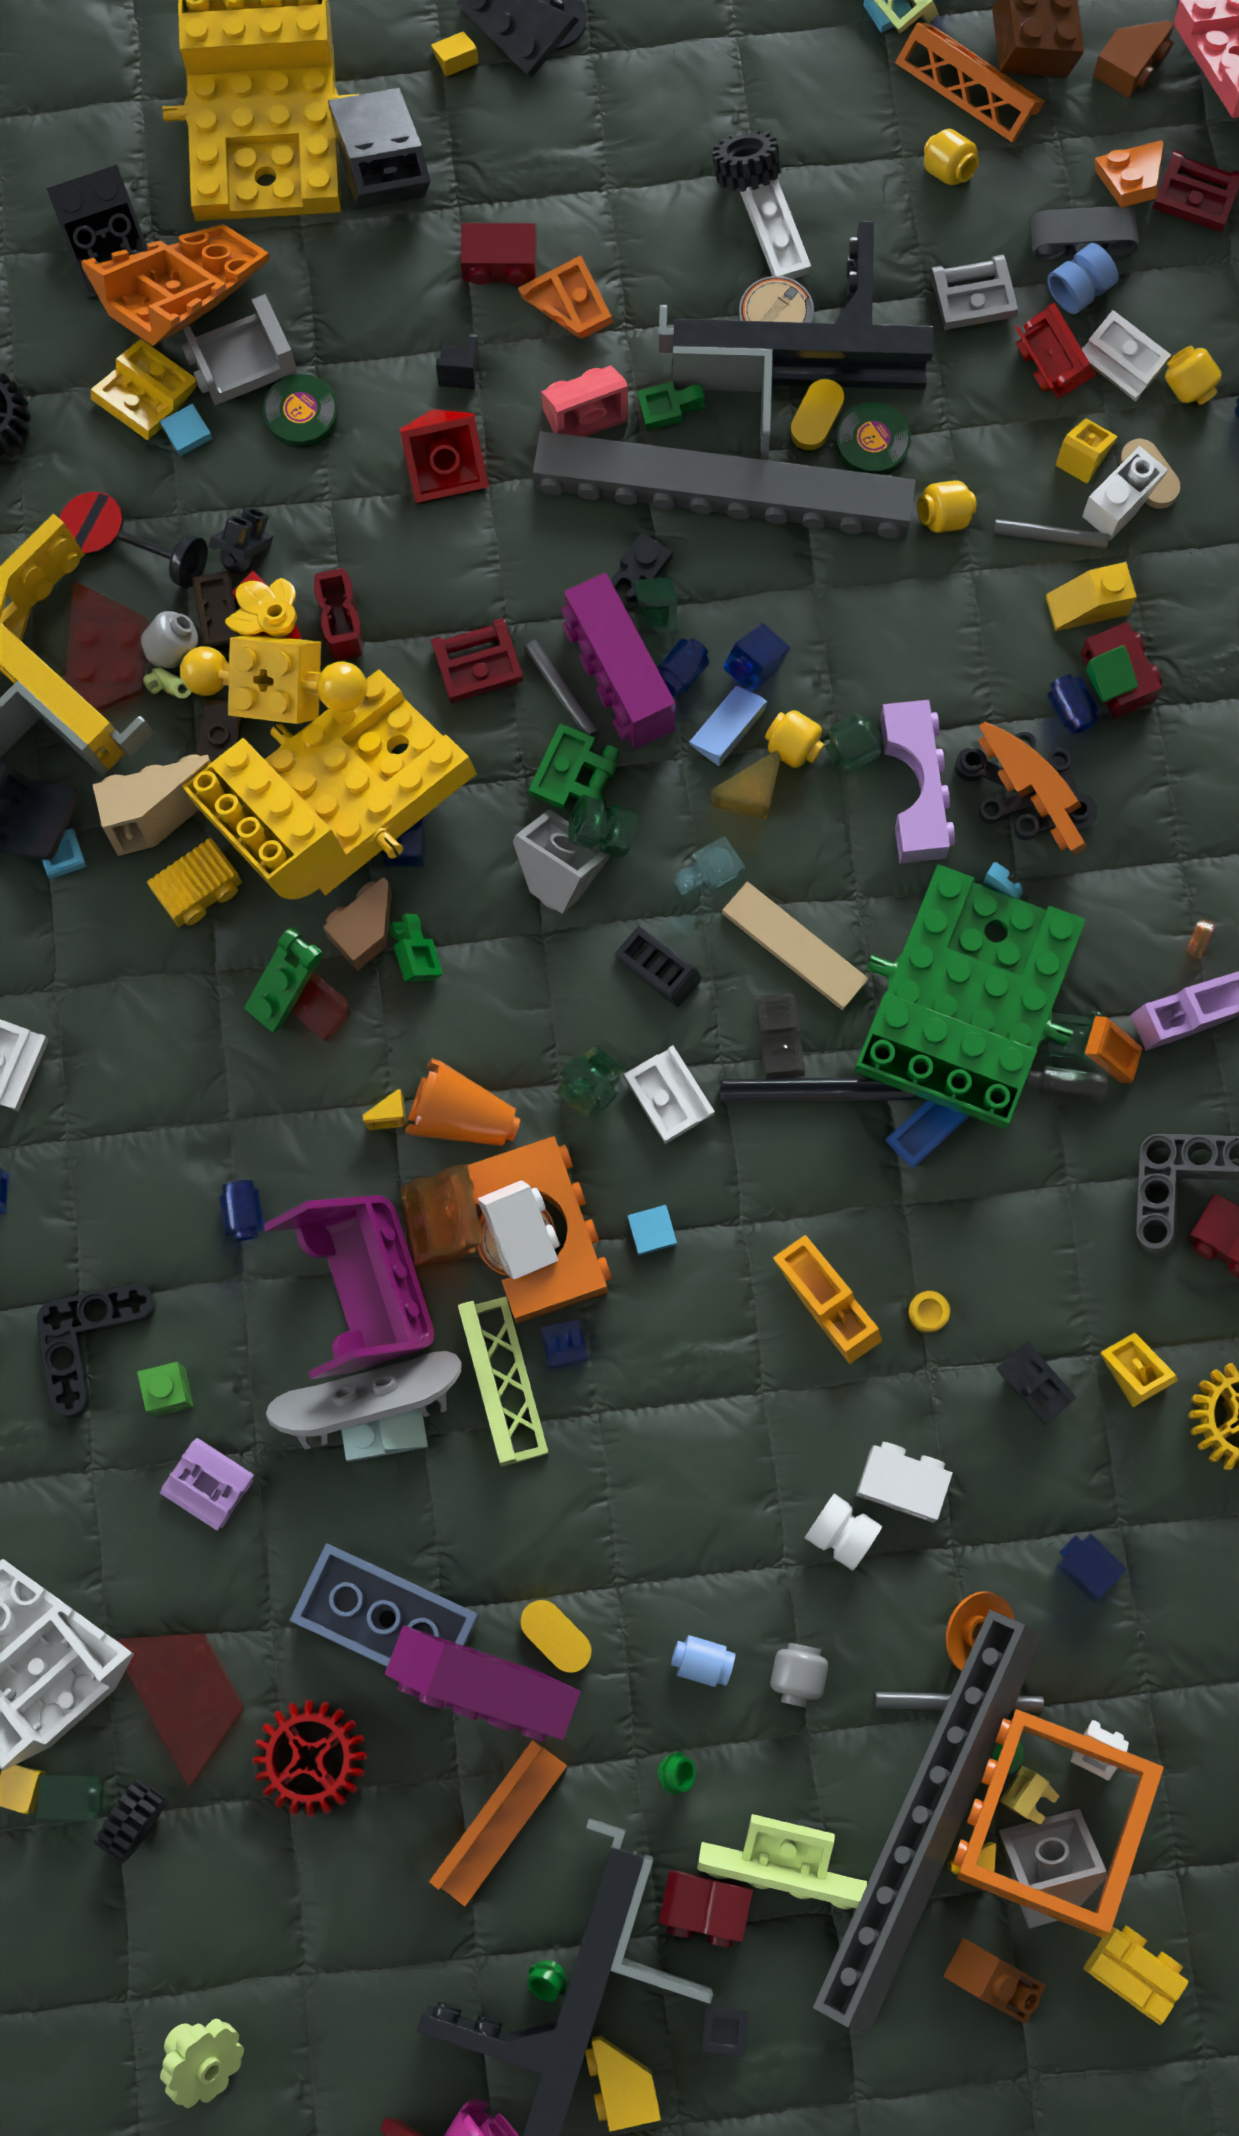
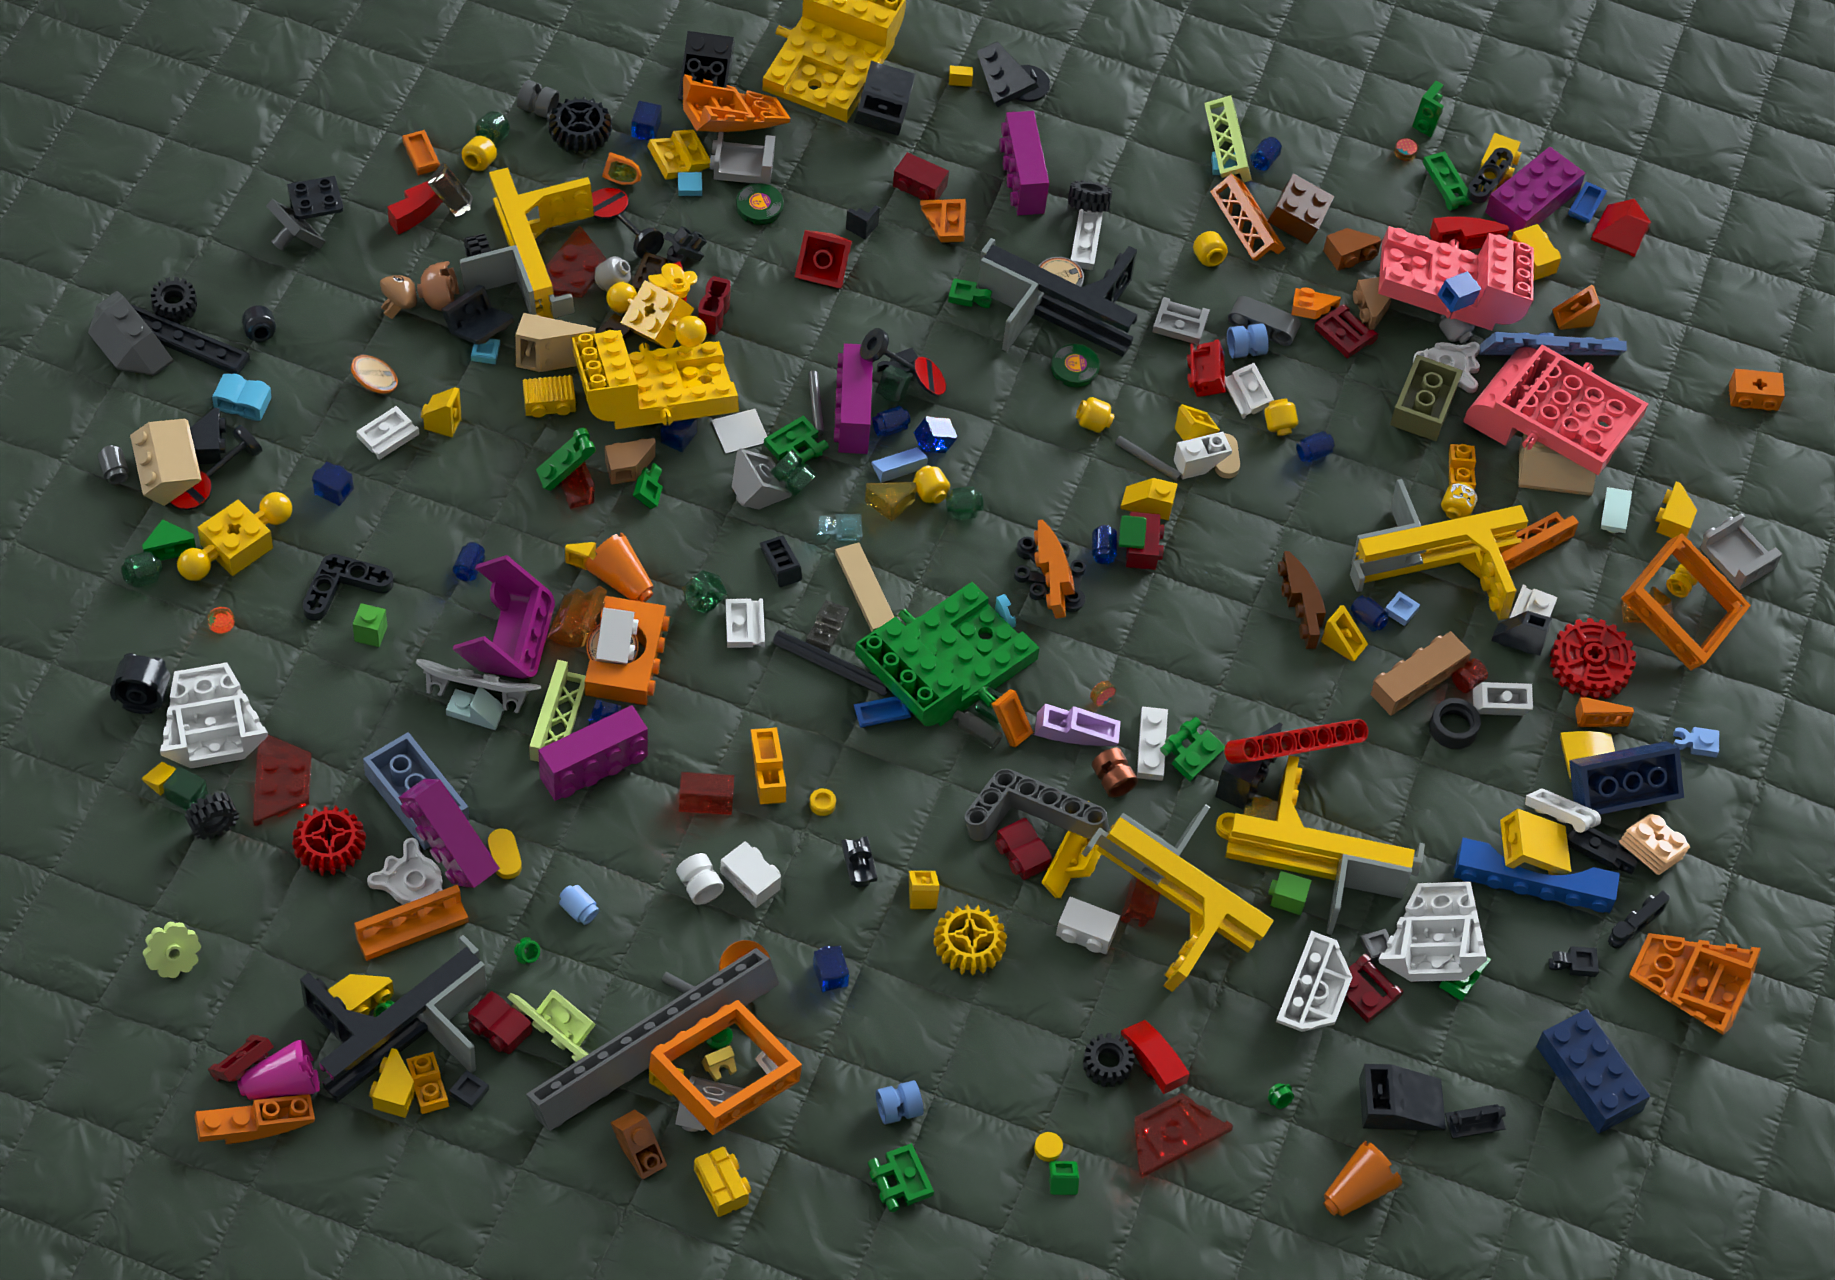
camera: 20 degrees right, 20 degrees down
(64, 994) = (443, 412): none -> yellow slope
(68, 361) = (646, 120): none -> clear blue brick
(80, 461) = (621, 170): none -> rock
(167, 681) = (595, 293): yellowish green arm -> none
(207, 1484) = (361, 684): lavender piece -> none
(452, 1751) = (409, 876): none -> white tile
(481, 670) = (777, 371): dark red plate -> none
(490, 792) = (740, 430): none -> white sticker
(491, 1976) = (362, 992): none -> yellow slope
(587, 403) = (919, 272): coral slope -> none
(592, 1424) = (593, 753): none -> magenta brick
(616, 575) = (925, 371): none -> black piece
(631, 154) = (1024, 162): none -> magenta brick
(652, 1230) = (691, 685): medium azure tile -> none
(660, 2049) = (427, 1082): none -> light orange slope
(723, 484) = (974, 346): dark grey brick -> none
(772, 1390) = (706, 793): none -> clear red hinge
(799, 1674) = (628, 935): light grey head -> none
(817, 414) = (1051, 339): yellow tile -> none
(909, 736) = (977, 561): lavender arch -> none
(1207, 126) = (1371, 304): none -> medium nougat slope

